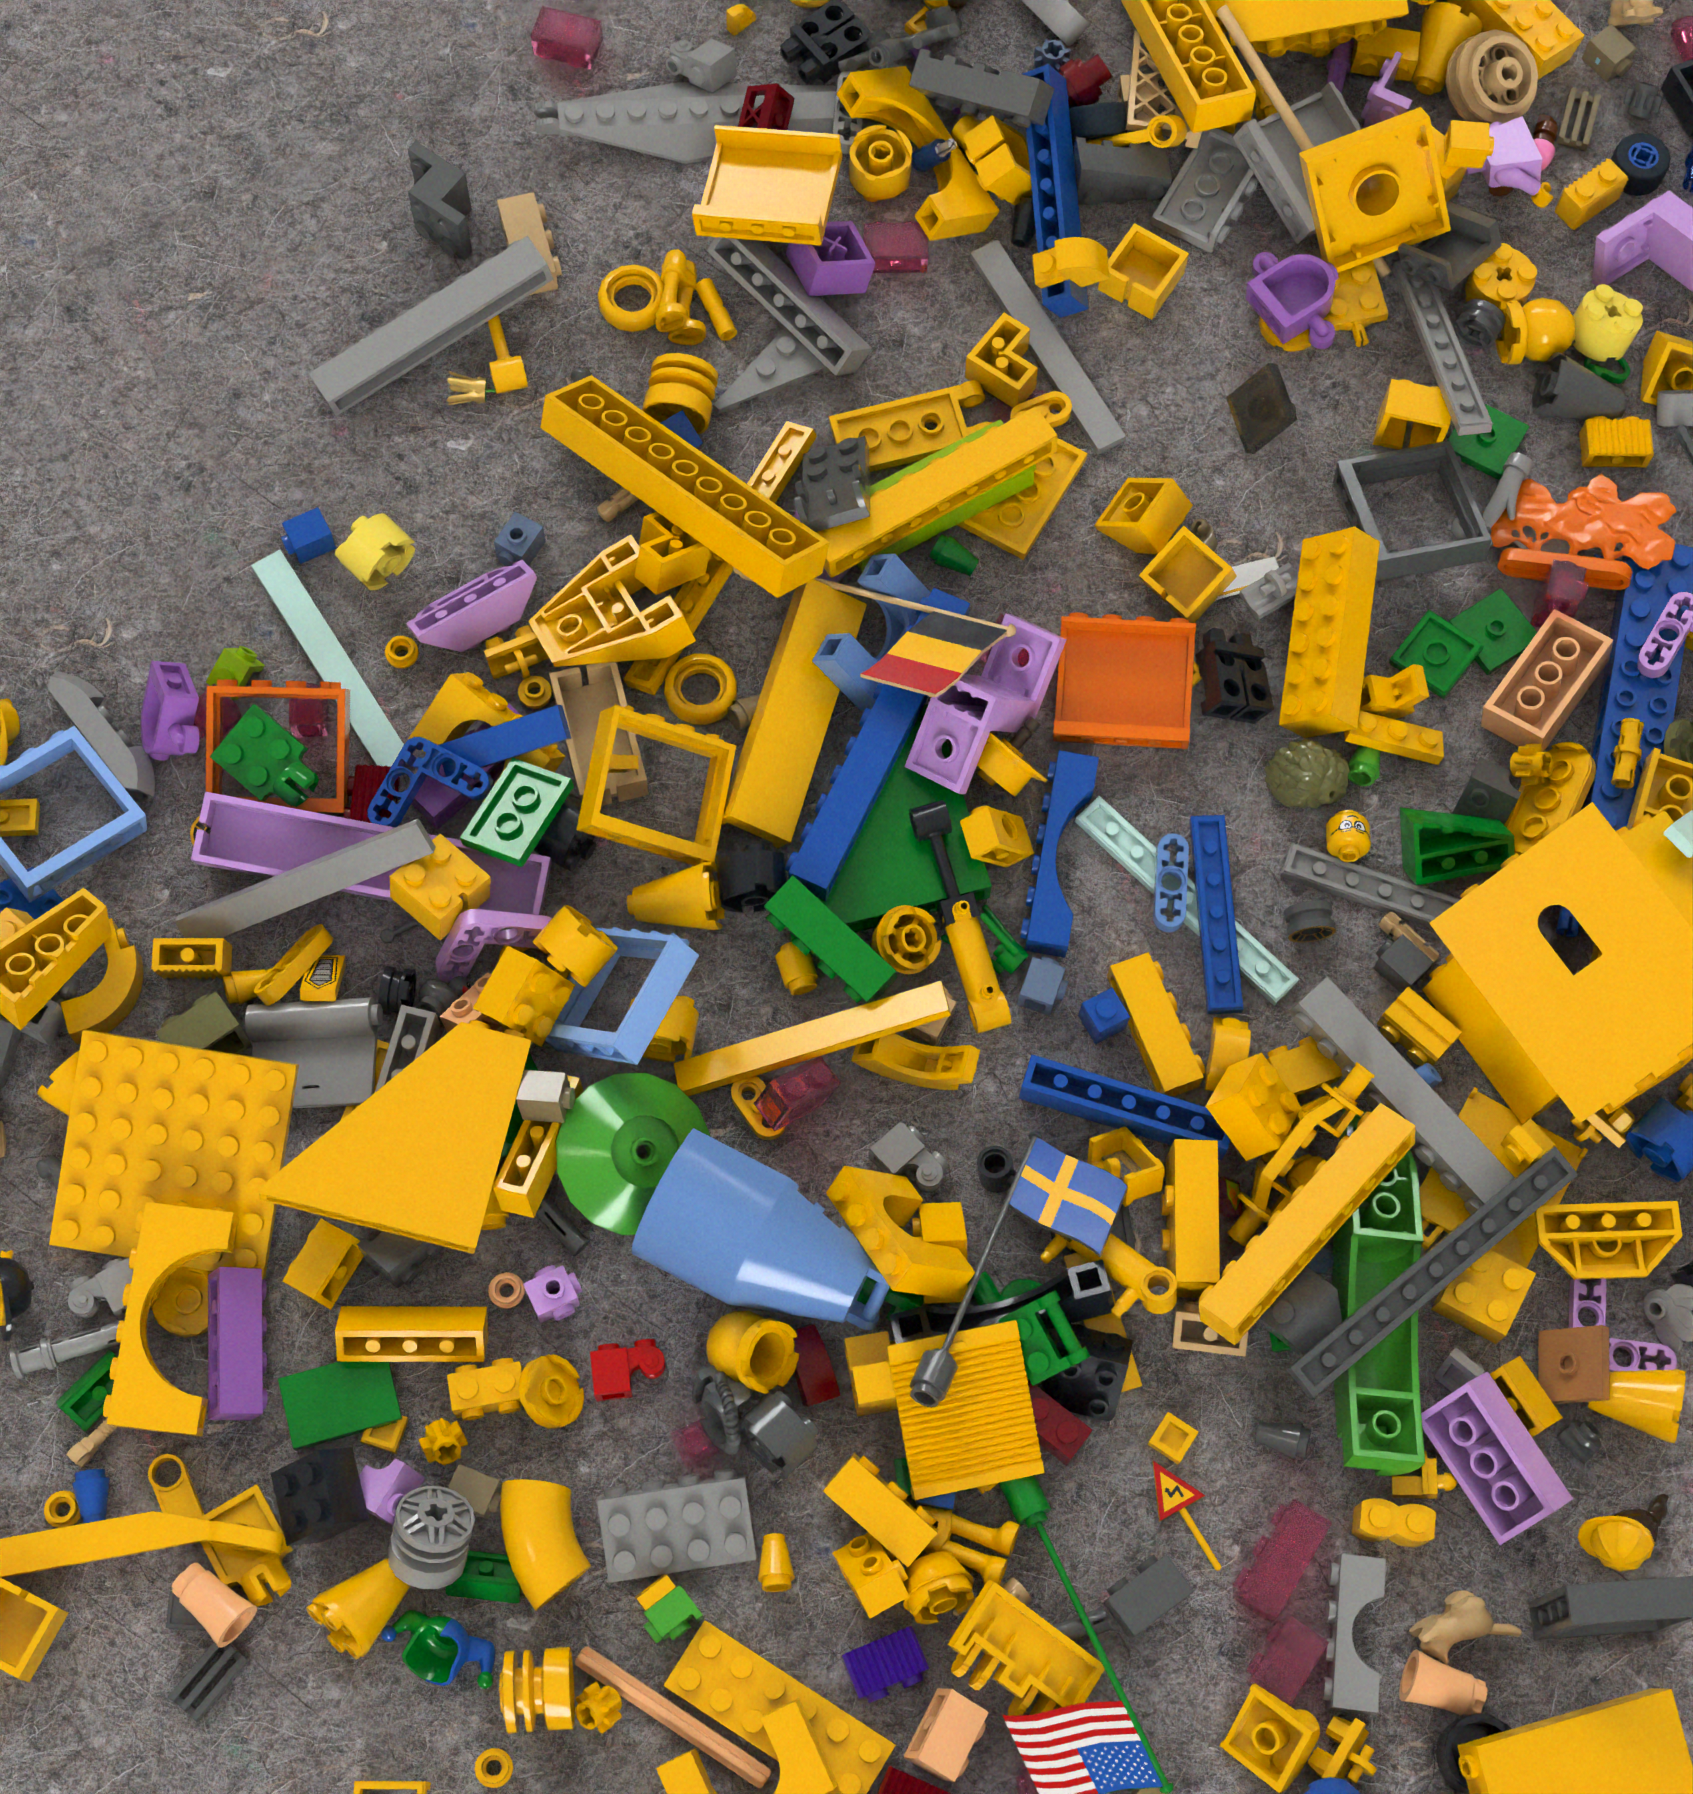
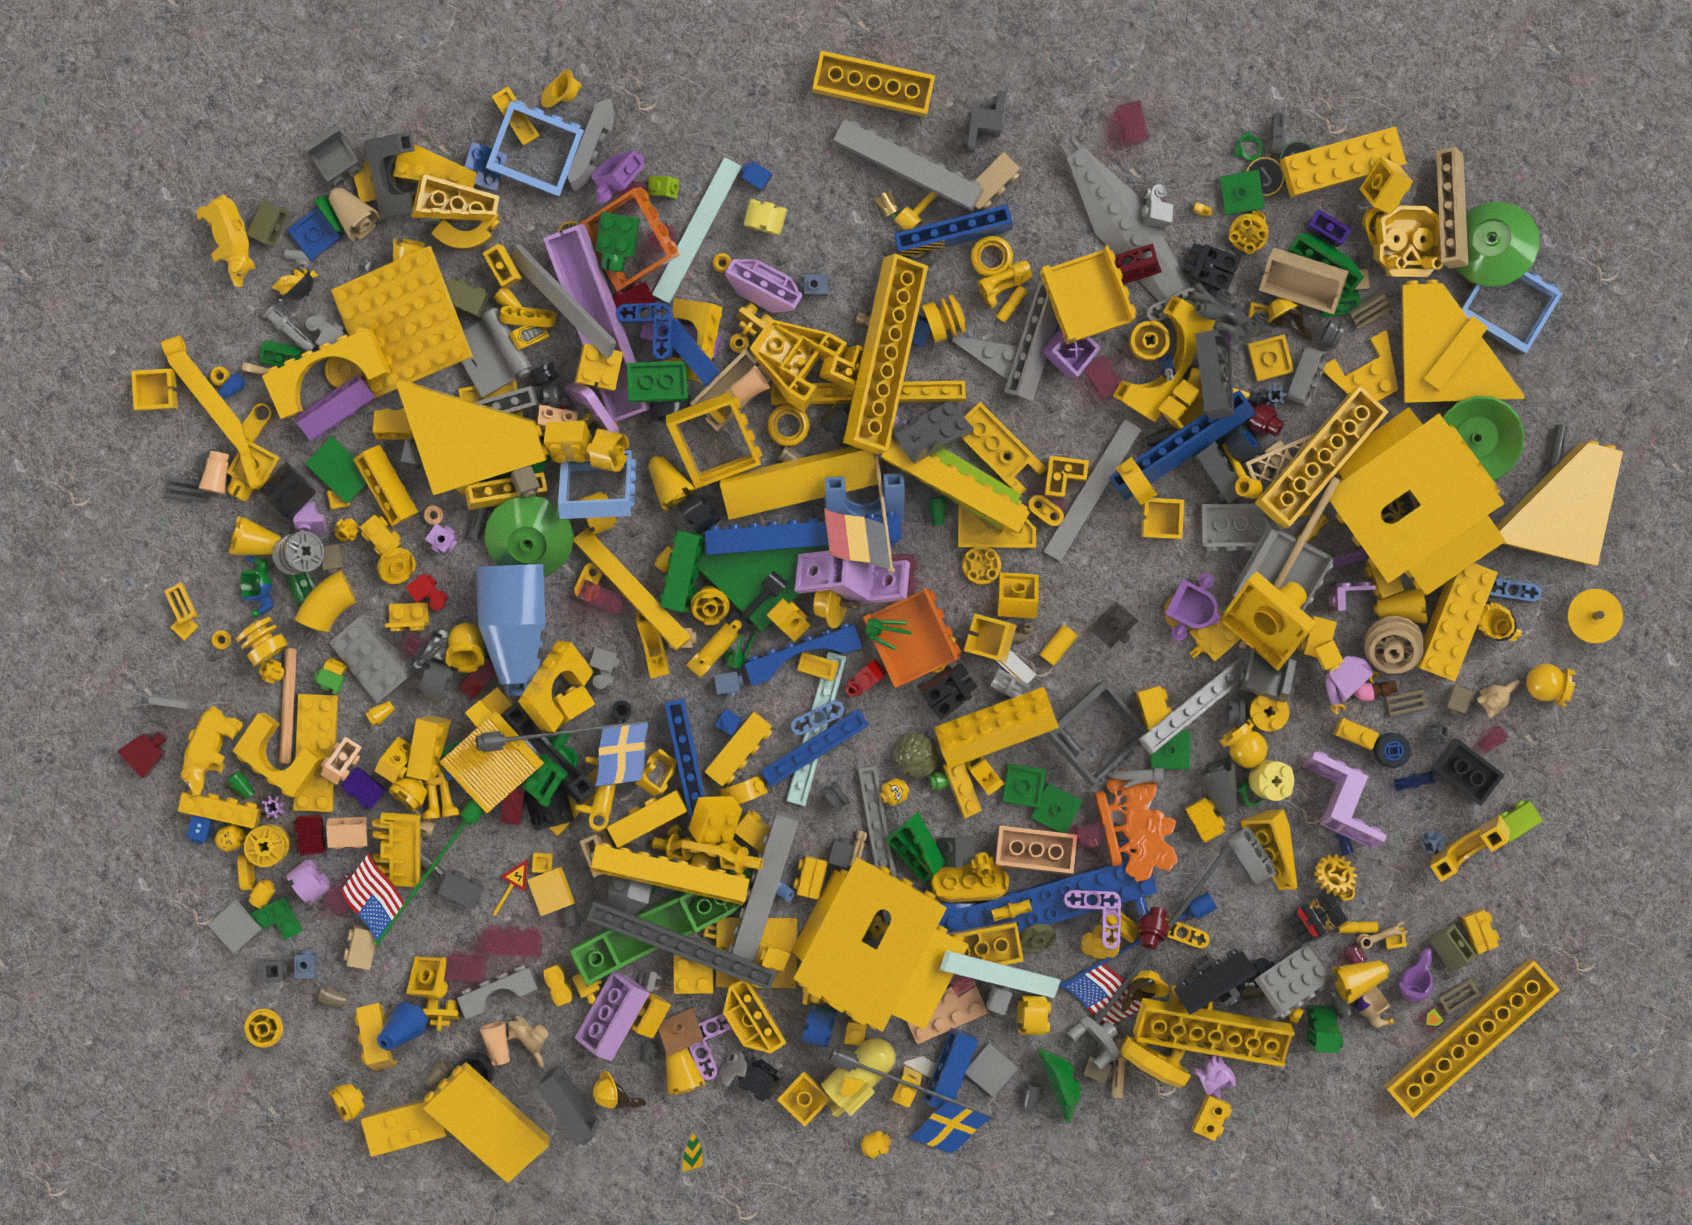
camera: 65 degrees right, 20 degrees up
(287, 313) = (873, 84): none -> yellow brick
(564, 318) = (953, 231): none -> blue brick
(606, 685) = (749, 385): none -> light nougat plant
(643, 1422) = (408, 615): none -> yellow bracket
(744, 612) = (836, 422): none -> black brick
(816, 1664) = (343, 757): none -> light nougat brick
(996, 41) = (1270, 358): none -> yellow tile
(1069, 542) = (981, 565): none -> yellow tile
(1083, 715) = (875, 627): none -> green plant
(1091, 841) = (818, 666): none -> yellow tile
(1149, 778) = (865, 678): none -> red brick
(1230, 1446) = (551, 891): none -> yellow tile
(1247, 501) = (1058, 645): none -> yellow brick

